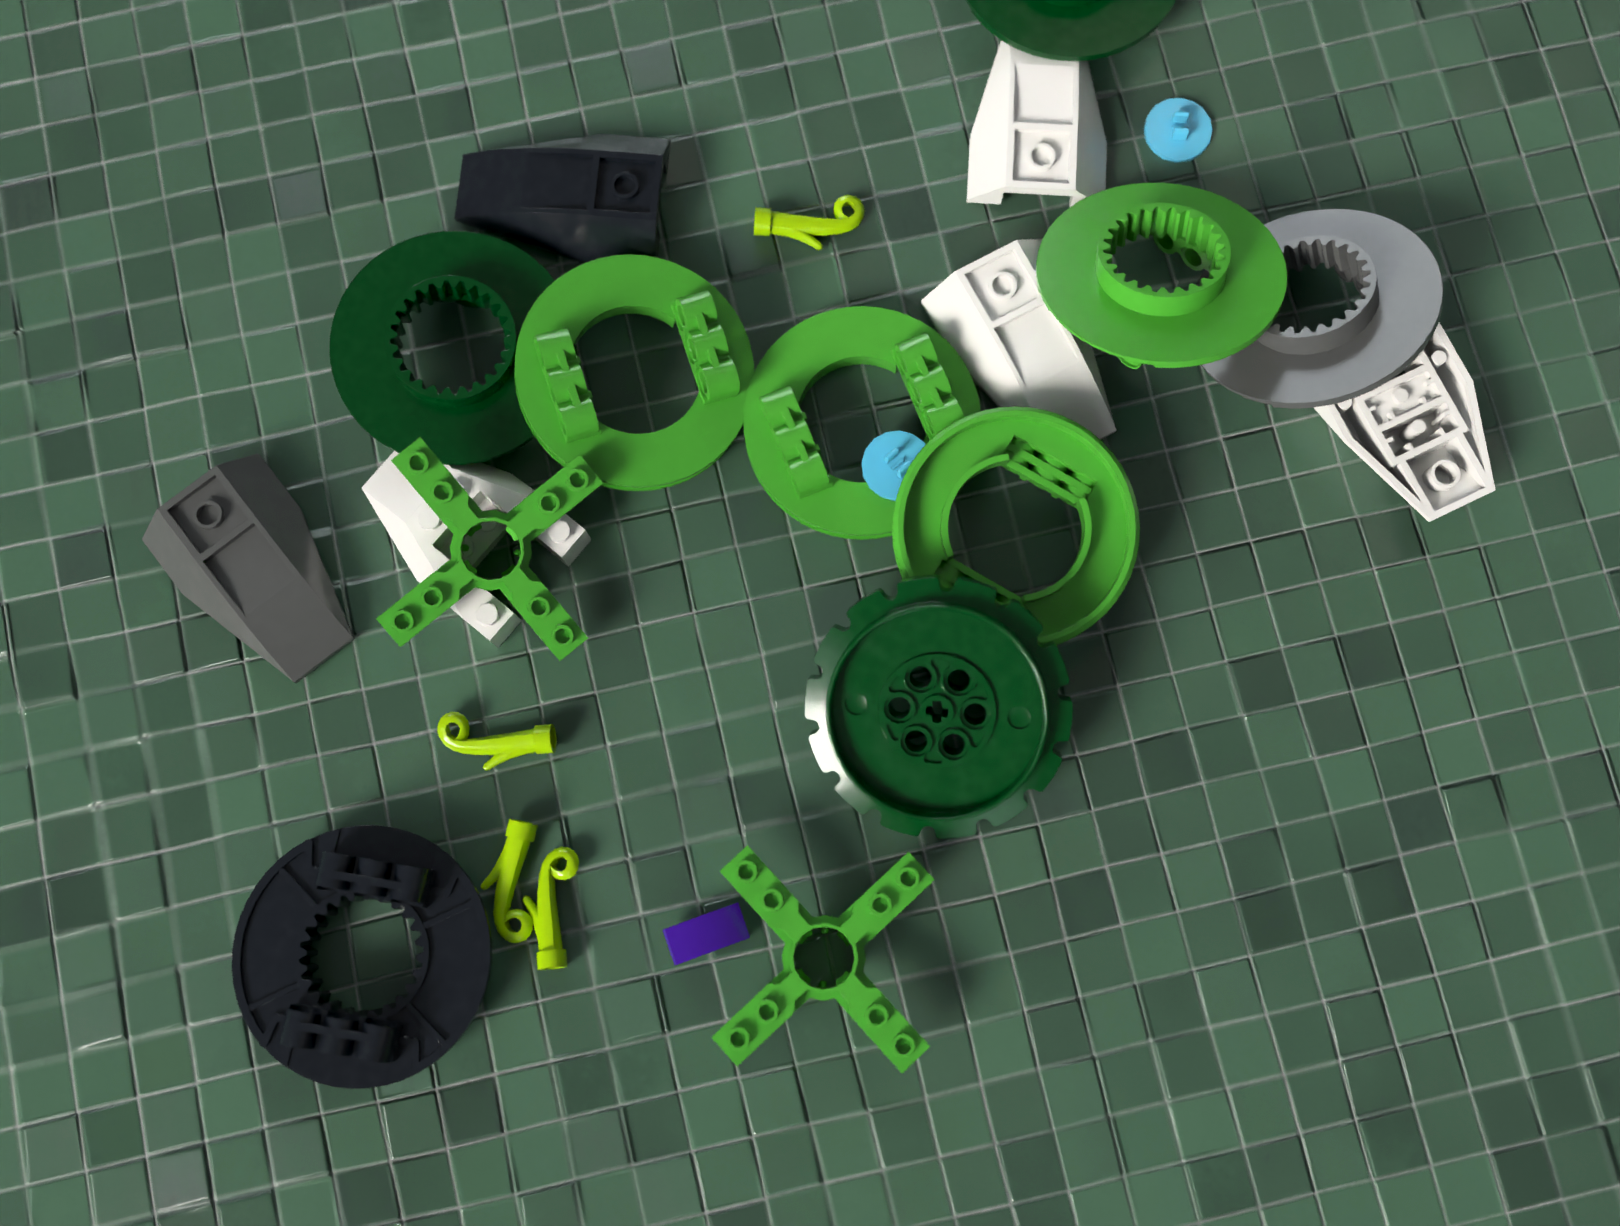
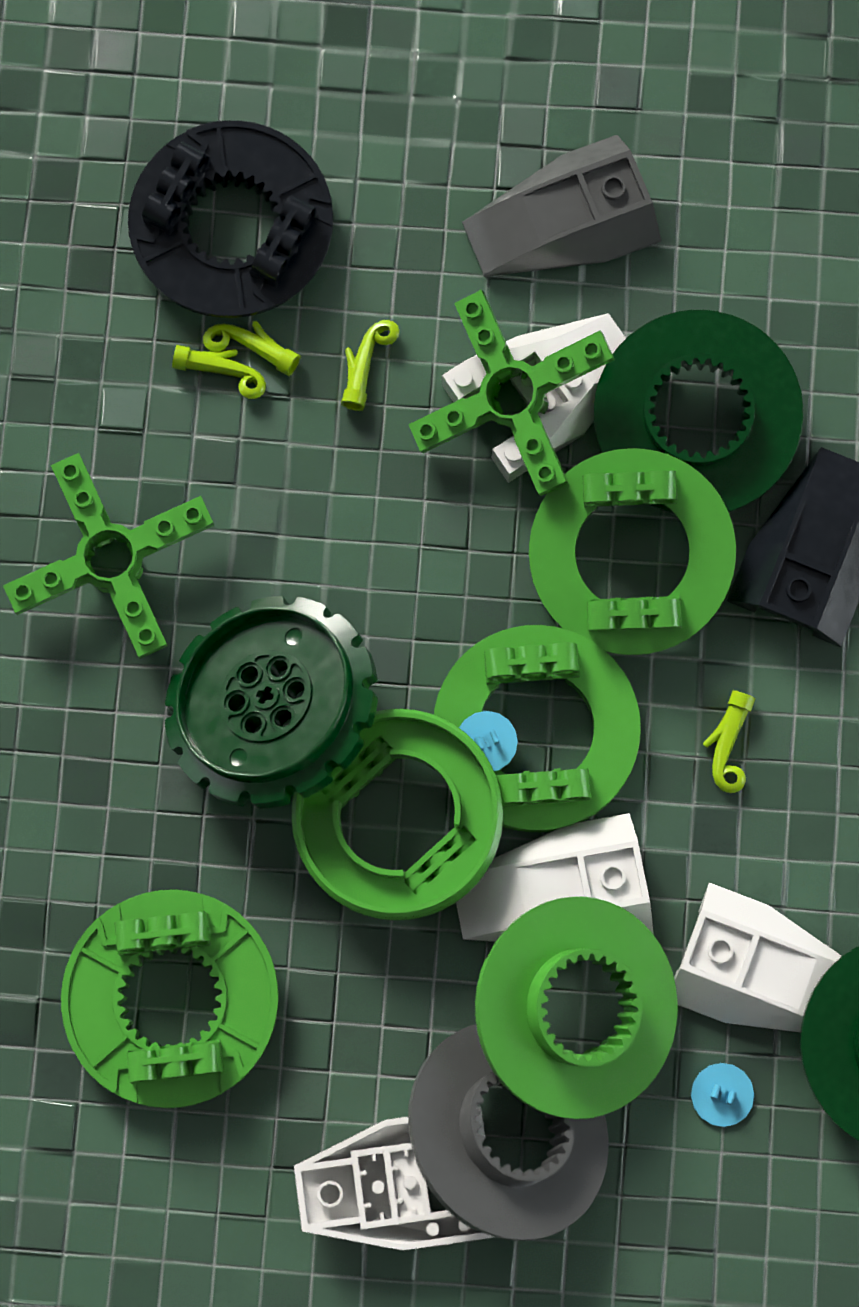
camera: 105 degrees right, 0 degrees up
(706, 933) = (160, 478): dark purple slope -> none
(1225, 756) = (170, 1073): none -> bright green piece

